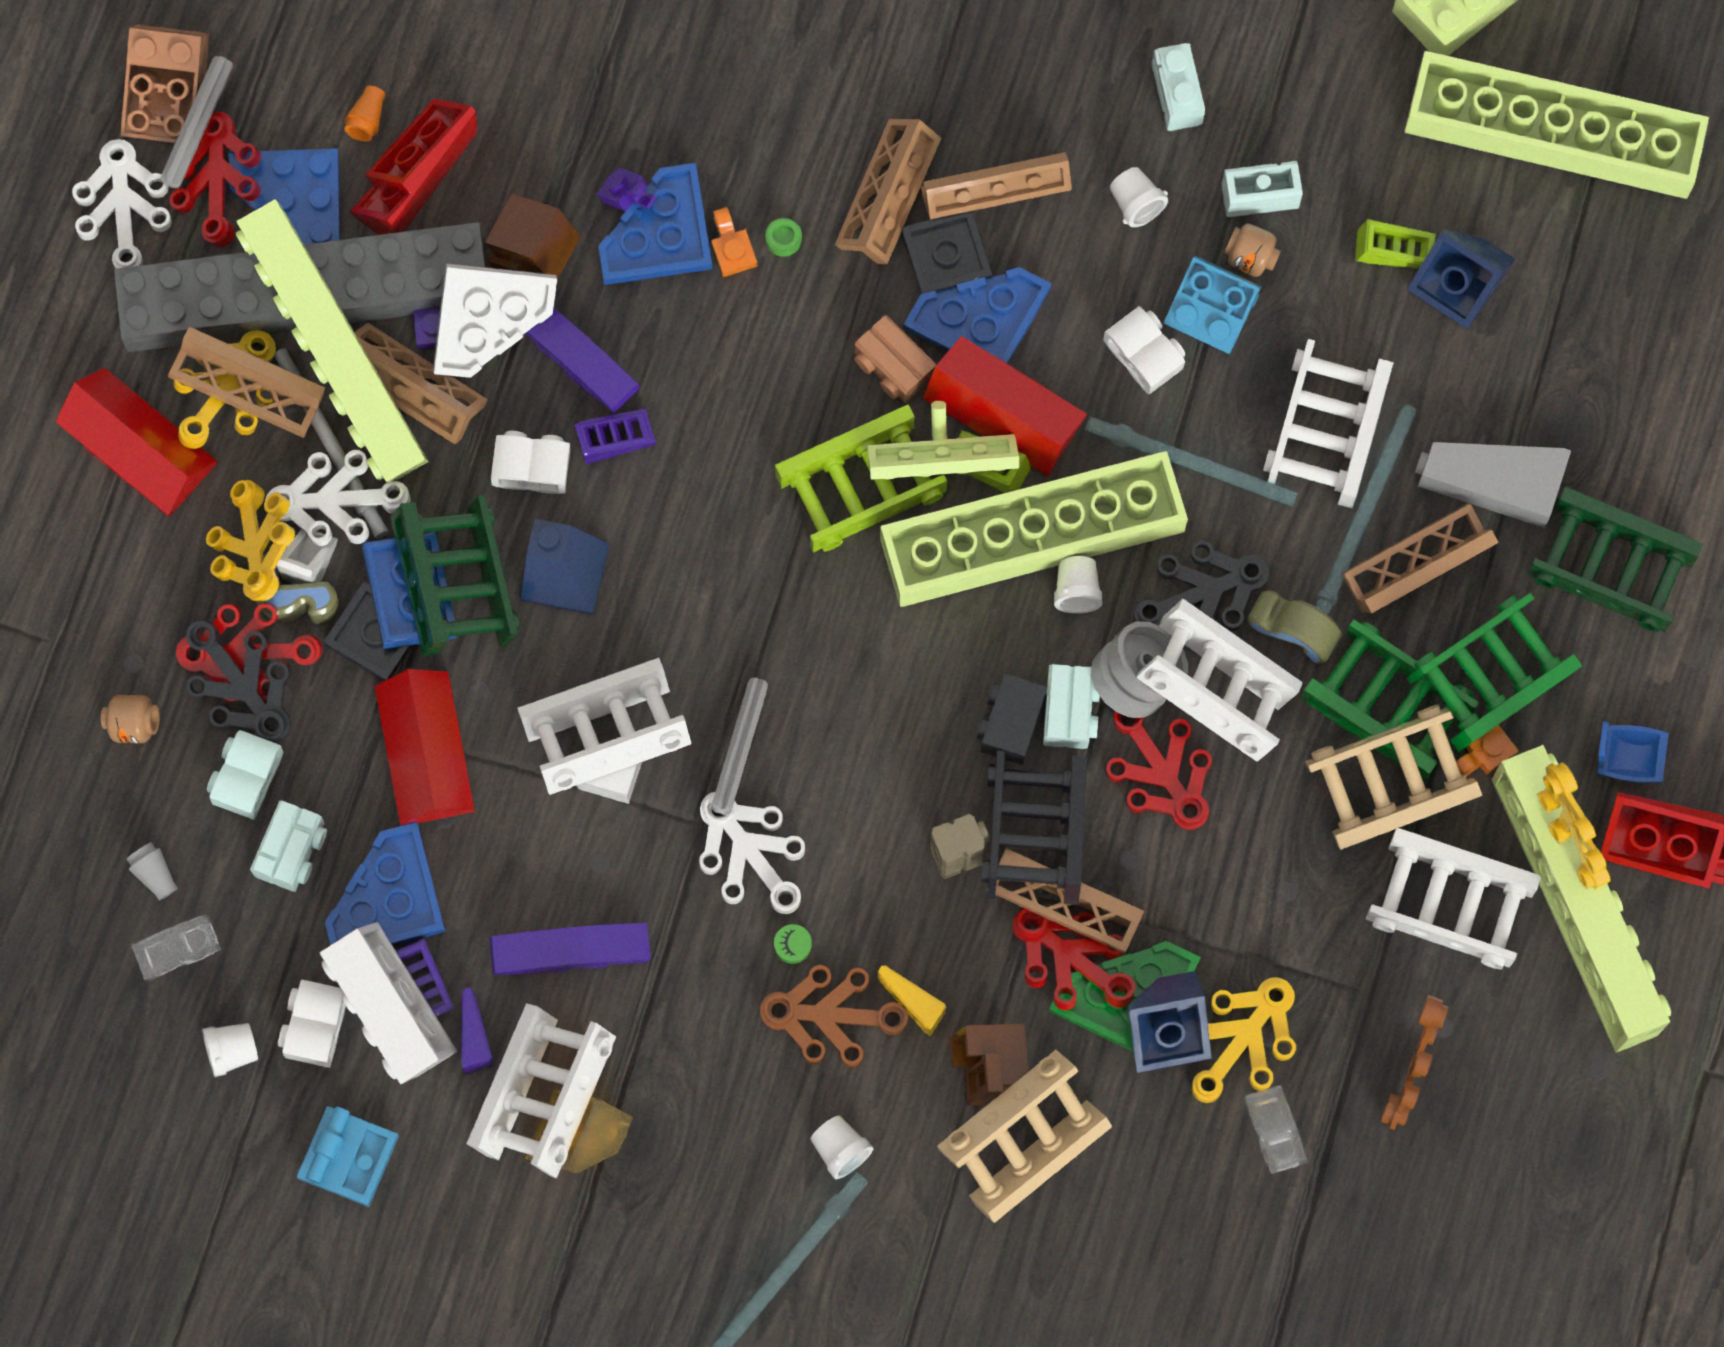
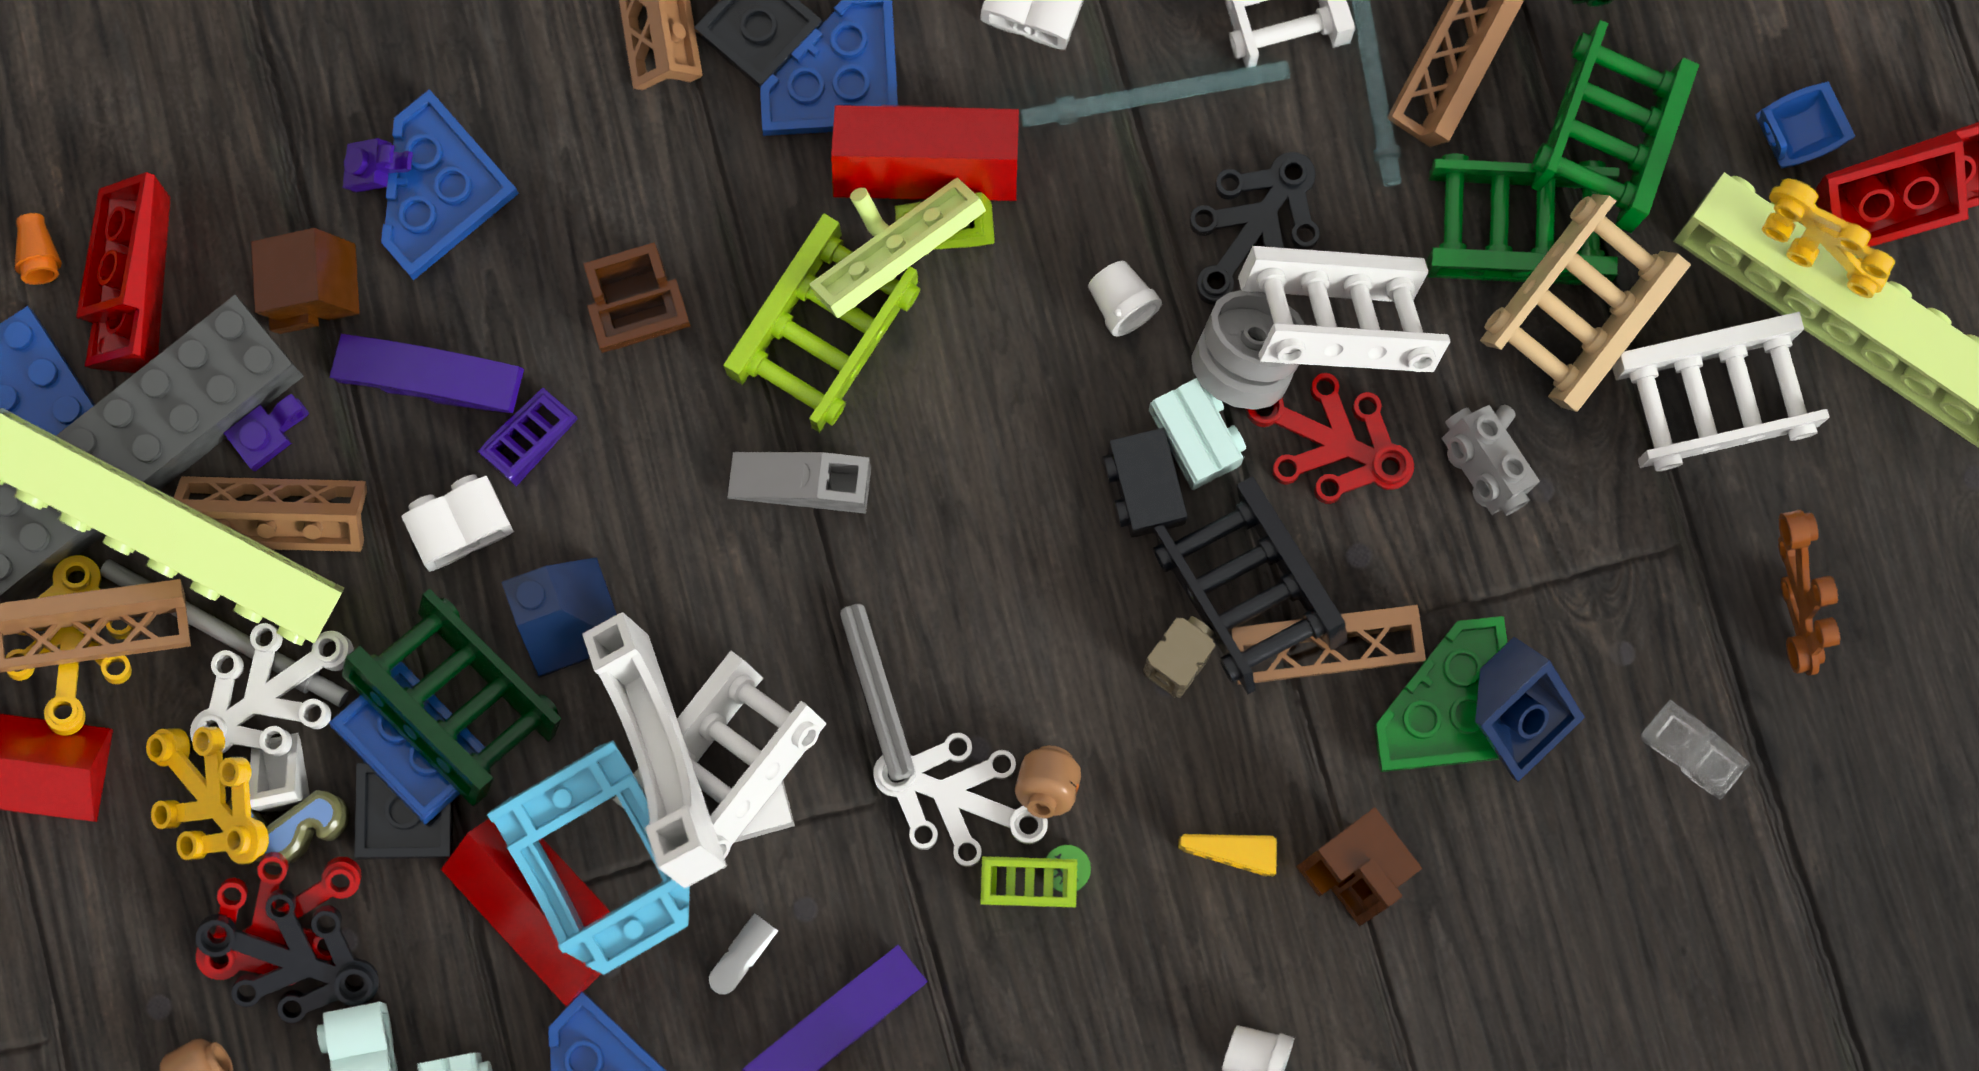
camera: 30 degrees left, 5 degrees up
(480, 683) = (557, 802): none -> medium azure wedge
(487, 314) = (308, 390): white plate -> none
(537, 865) = (741, 955): none -> light grey bar
(552, 740) = (678, 815): none -> white arch
(733, 248) = (527, 158): orange plate -> none
(735, 917) = (989, 881): none -> lime slope
(743, 384) = (633, 298): none -> reddish brown plate
(780, 575) = (801, 479): none -> light grey slope
(783, 237) = (573, 113): bright green tile -> none
(816, 875) = (1048, 781): none -> medium nougat head
(827, 1014) = (1152, 922): dark orange plant -> none
(894, 360) = (776, 174): nougat brick -> none
(1033, 528) = (1039, 266): yellowish green brick -> none
(1040, 1160) = (1476, 933): tan fence -> none
(1068, 954) = (1366, 699): red plant -> none
(1248, 1033) = (1603, 666): yellow plant -> none
(1260, 845) = (1490, 458): none -> light grey brick
(1295, 623) = (1375, 200): olive animal -> none
(1487, 752) = (1661, 217): orange plate -> none

